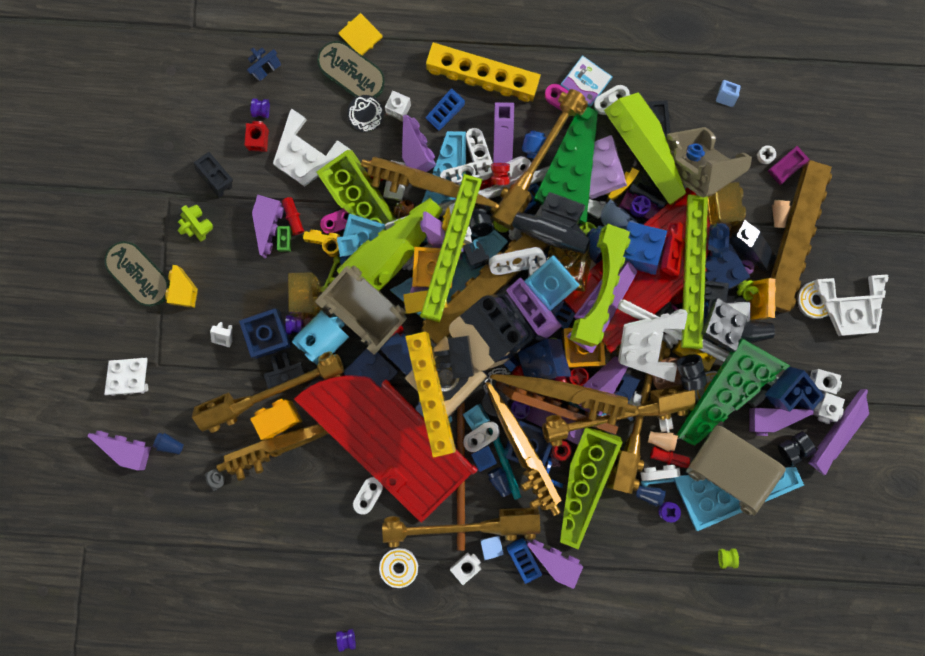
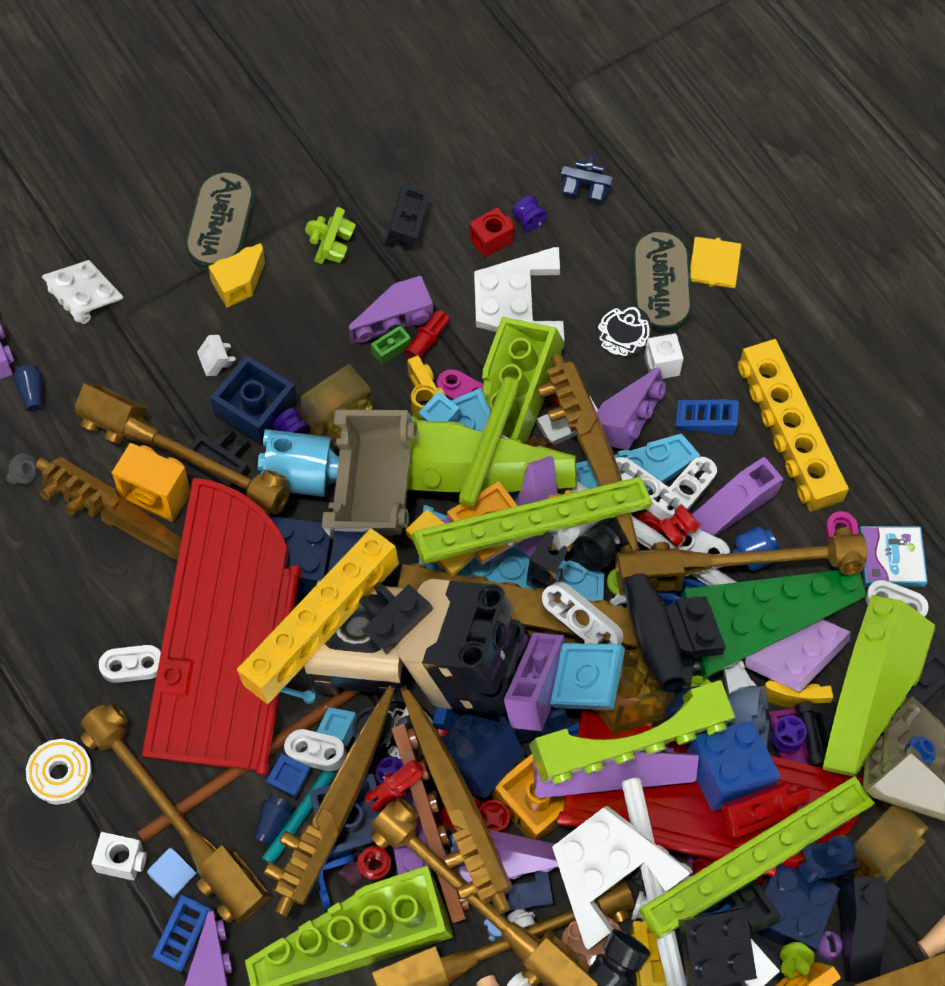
camera: 50 degrees right, 20 degrees down
(390, 235) = (488, 442): none -> lime axle
(538, 417) = (395, 785): none -> red axle

